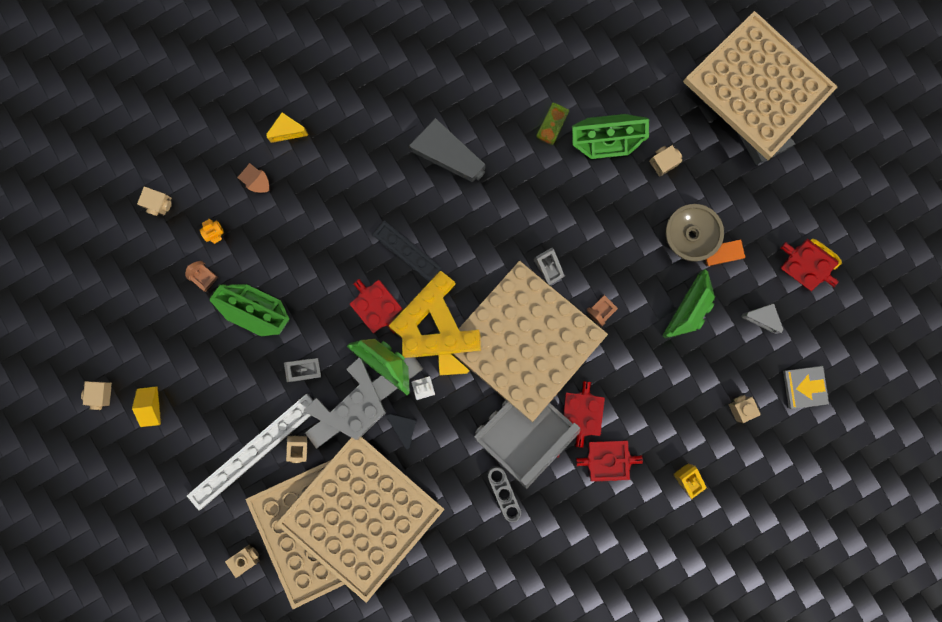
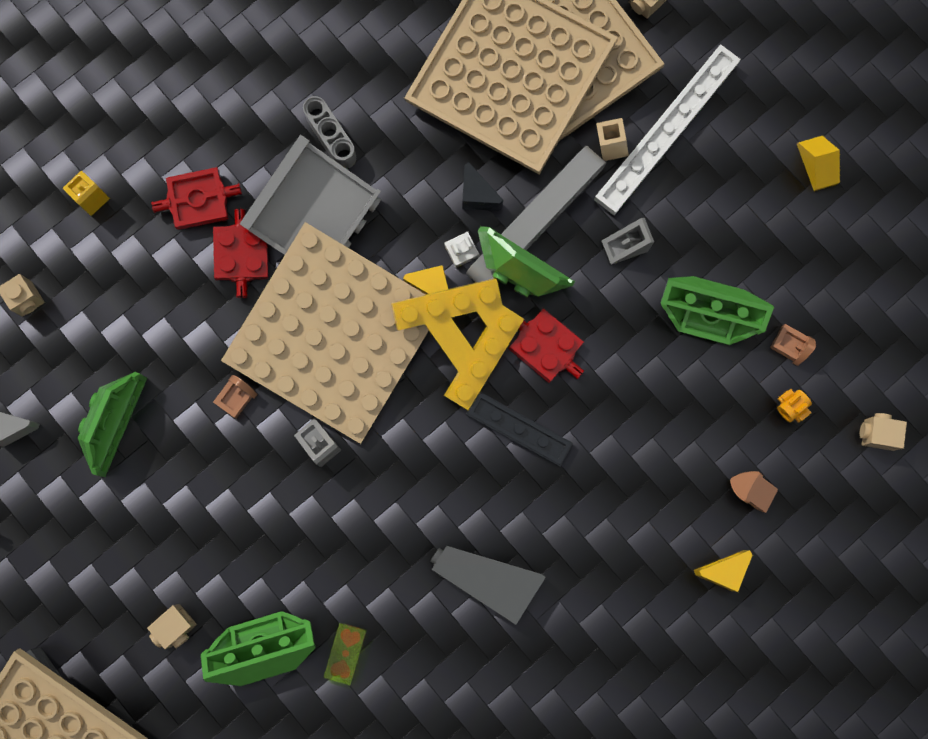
camera: 170 degrees right, 5 degrees down
(96, 394) = (890, 164): tan brick -> none
(357, 411) = (544, 196): light grey wing -> none
(705, 226) = (98, 524): dark tan dish -> none
(727, 252) = (73, 508): orange tile -> none

